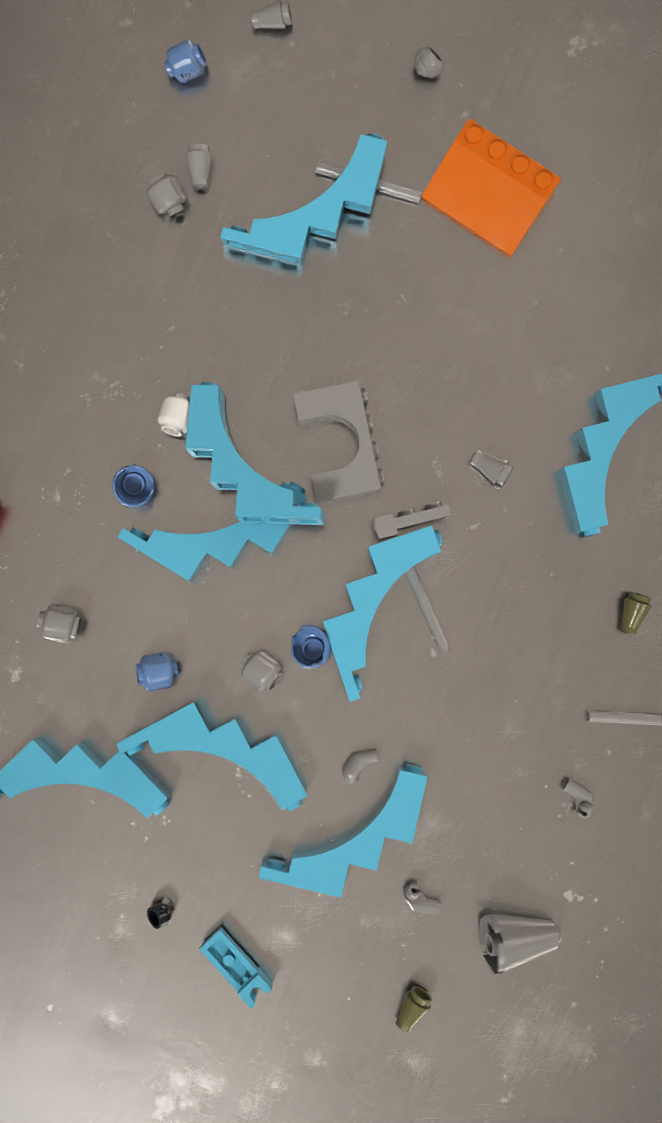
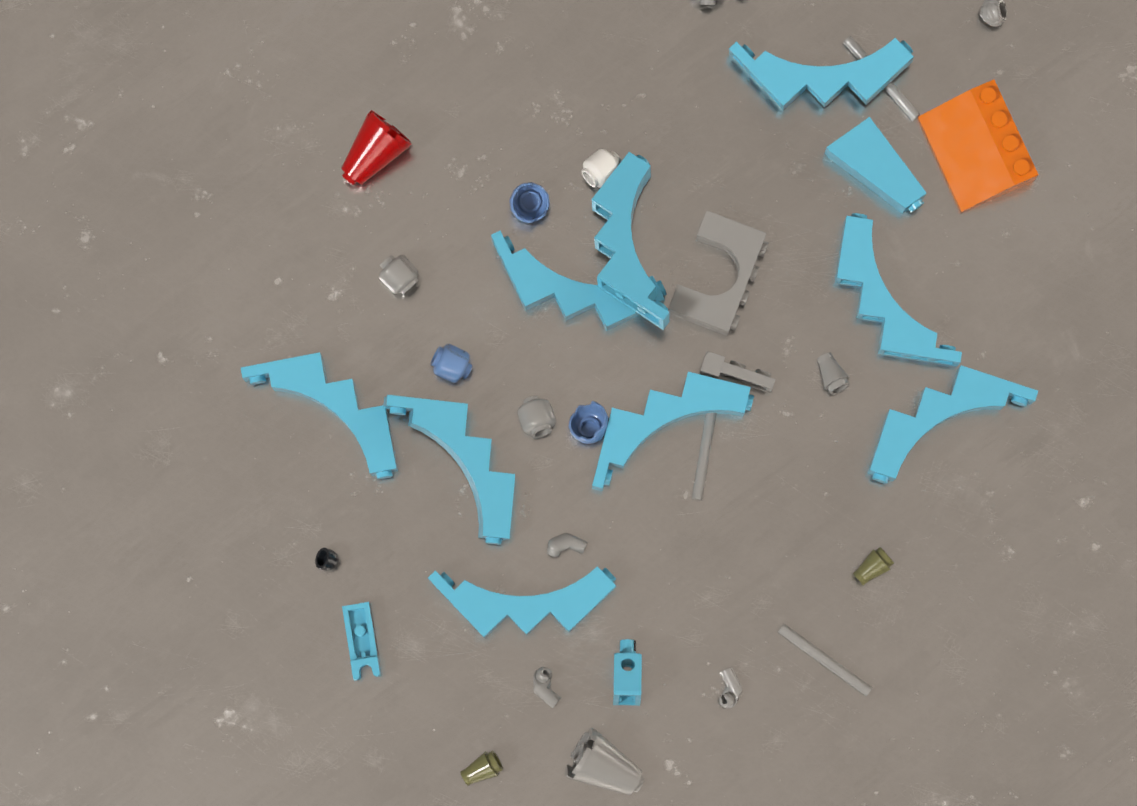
camera: 40 degrees right, 5 degrees down
(415, 260) = (875, 164): none -> medium azure slope
(493, 857) = (627, 683): none -> medium azure torso
(525, 393) = (900, 333): none -> medium azure arch

